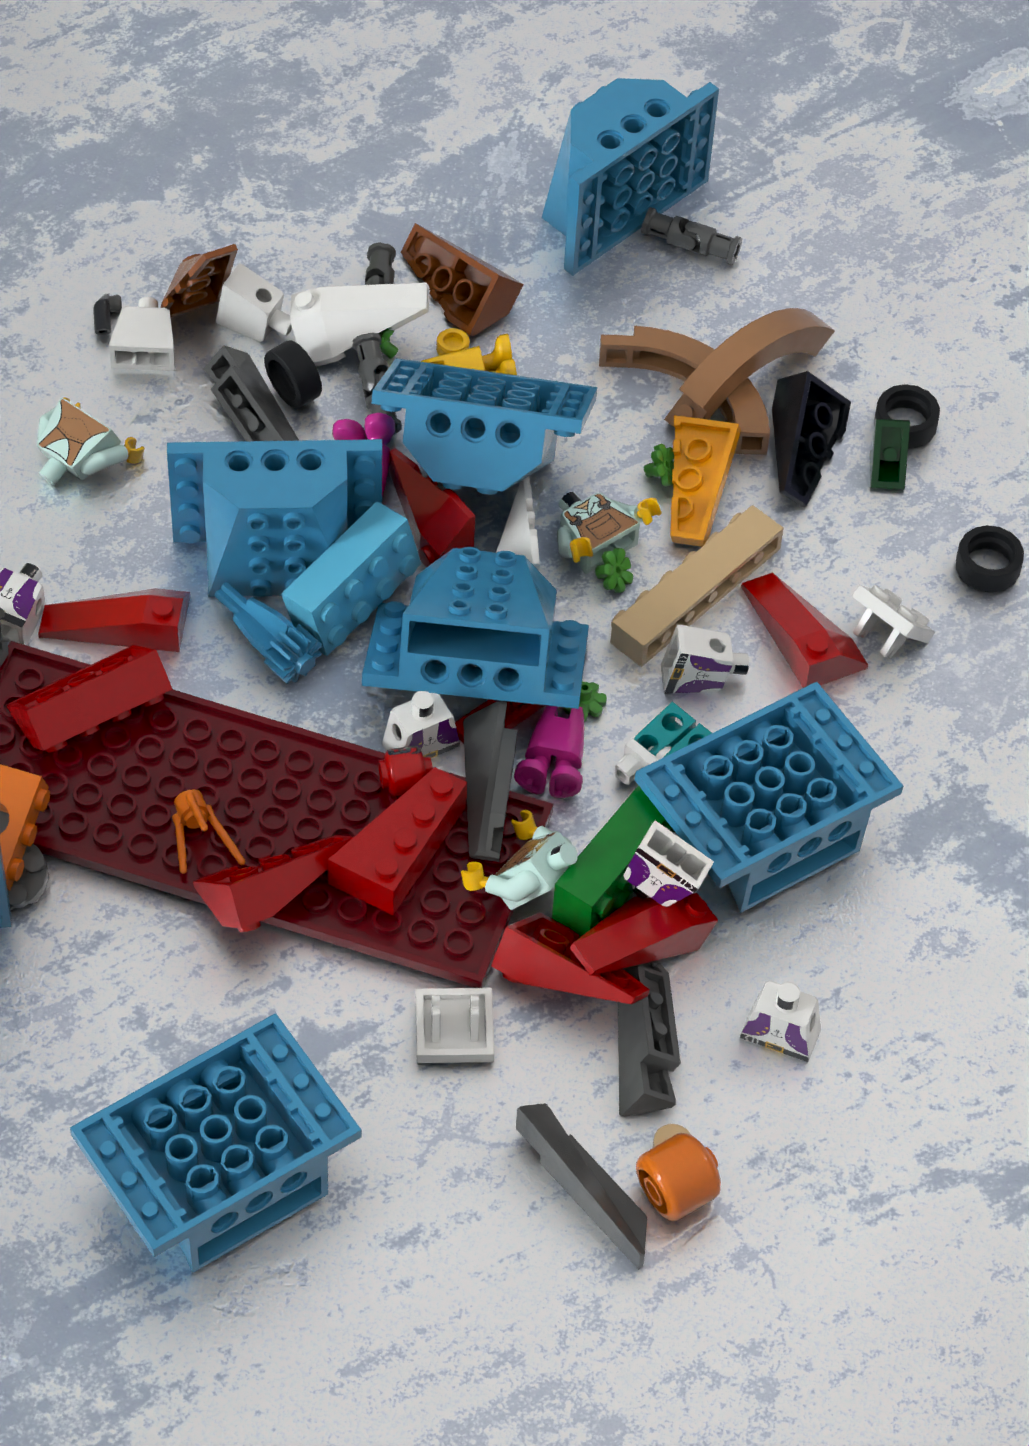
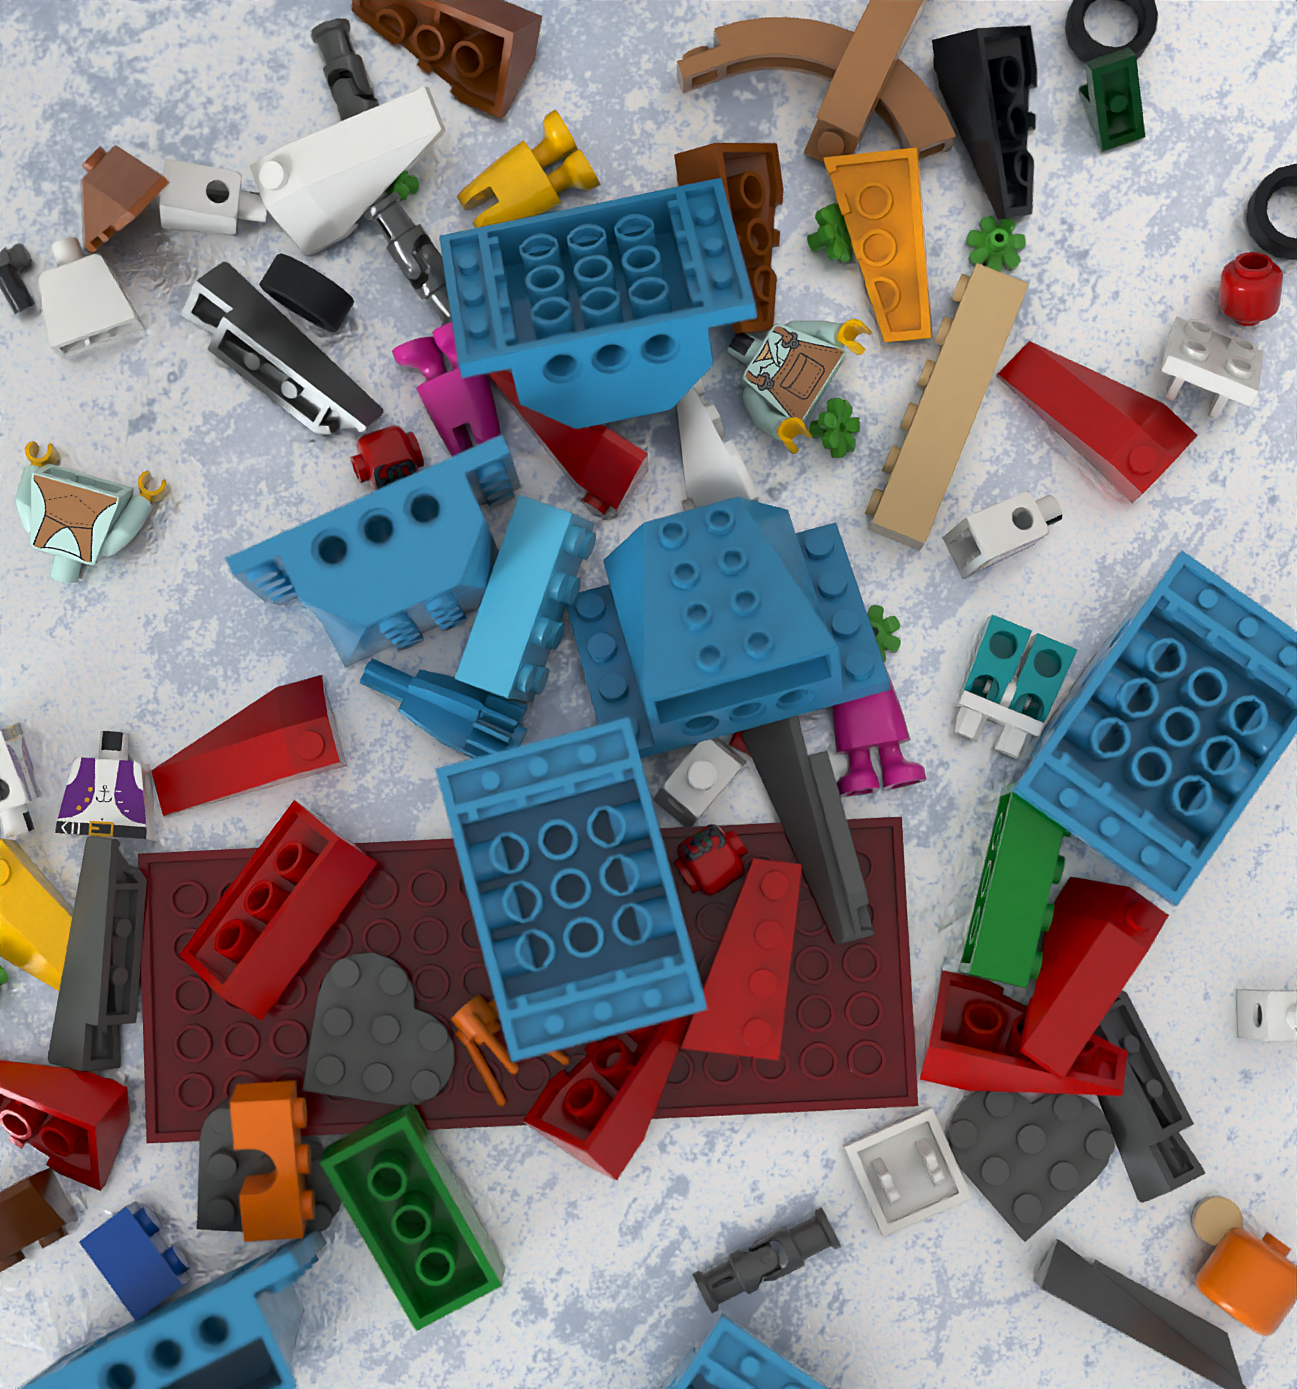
camera: 15 degrees left, 30 degrees up
(85, 907) = (413, 1216): none -> green brick
(115, 797) = (373, 1038): none -> dark grey plate
(301, 719) = (570, 889): none -> dark azure wedge
(349, 1040) = (750, 1268): none -> dark grey piece
(452, 341) = (483, 139): yellow tile -> none
(530, 870) = (925, 939): light aqua torso -> none
(549, 1051) = (1029, 1154): none -> dark grey plate
(606, 438) = (753, 190): none -> dark orange wedge
(666, 867) = (1091, 907): white torso -> none
(777, 509) = (995, 244): none -> bright green plant
(938, 586) = (1250, 288): none -> red head

